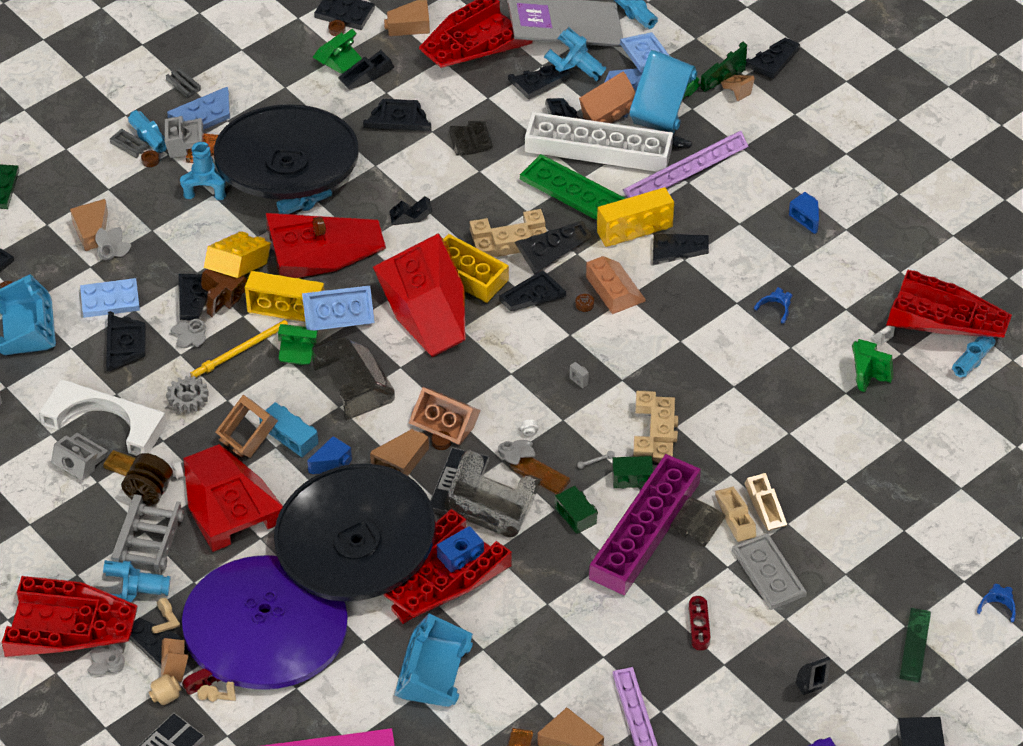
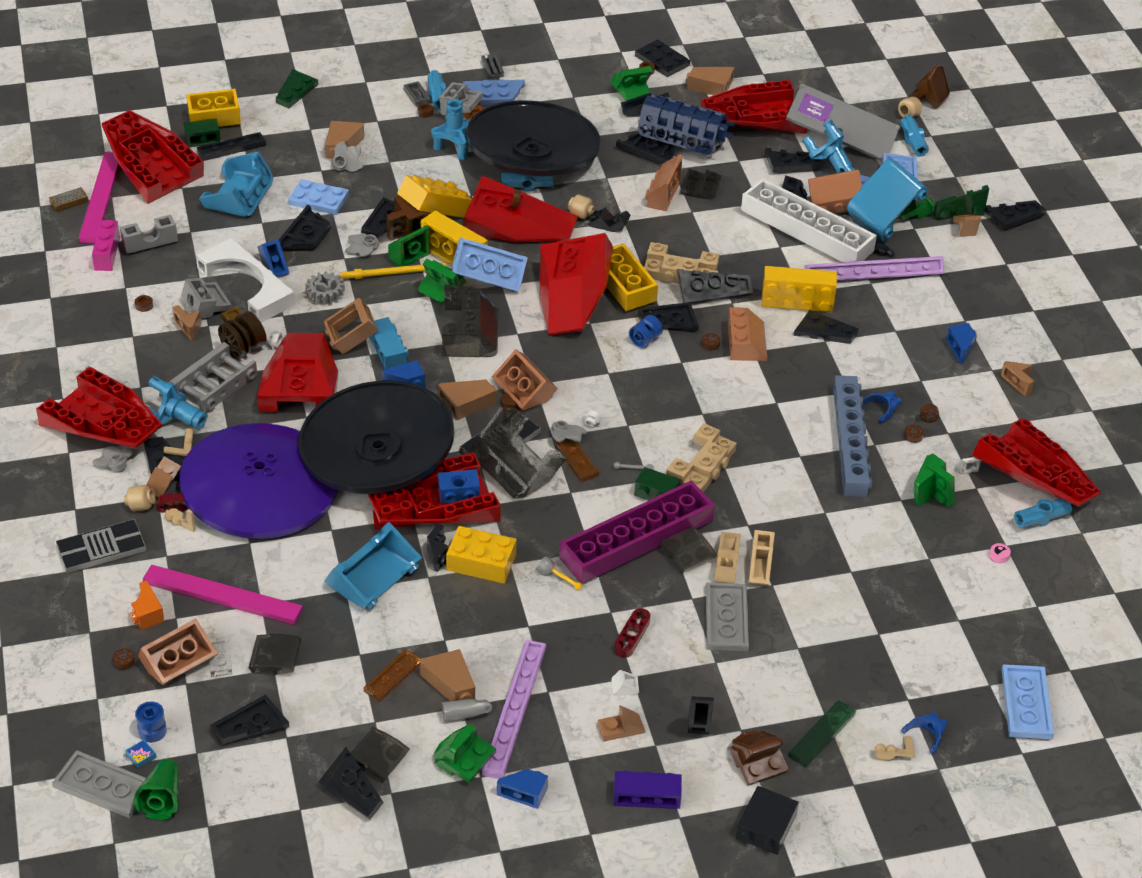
camera: 25 degrees right, 5 degrees down
(16, 484) = (143, 303): none -> reddish brown tile
(75, 488) = (187, 322): none -> medium nougat slope
(114, 382) = (273, 258): none -> blue slope
(241, 317) = (410, 247): none -> green slope
(376, 208) = (581, 206): none -> tan head
(423, 79) = (685, 120): none -> dark blue piece
(440, 152) = (665, 184): none -> nougat slope
(477, 621) = (436, 547): none -> black slope
(521, 606) = (481, 554): none -> yellow brick
(522, 317) = (645, 331): none -> blue wheel
(568, 186) = (756, 244): green plate -> none
(576, 509) = (586, 497): dark green brick -> none
(579, 374) = (664, 394): light grey plate -> none
(585, 593) = (547, 566): none -> hinge
(722, 674) = (625, 683): none -> white slope
(744, 715) = (624, 725): none -> medium nougat slope
(768, 348) = (851, 436): none -> sand blue brick
(819, 322) = (914, 433): none -> reddish brown tile
(821, 296) = (929, 413): none -> reddish brown tile
(874, 228) = (1018, 376): none -> medium nougat slope
(877, 688) = (758, 755): none -> reddish brown piece
(959, 409) = (1000, 553): none -> bright pink tile
(981, 636) = (891, 751): none -> tan piece

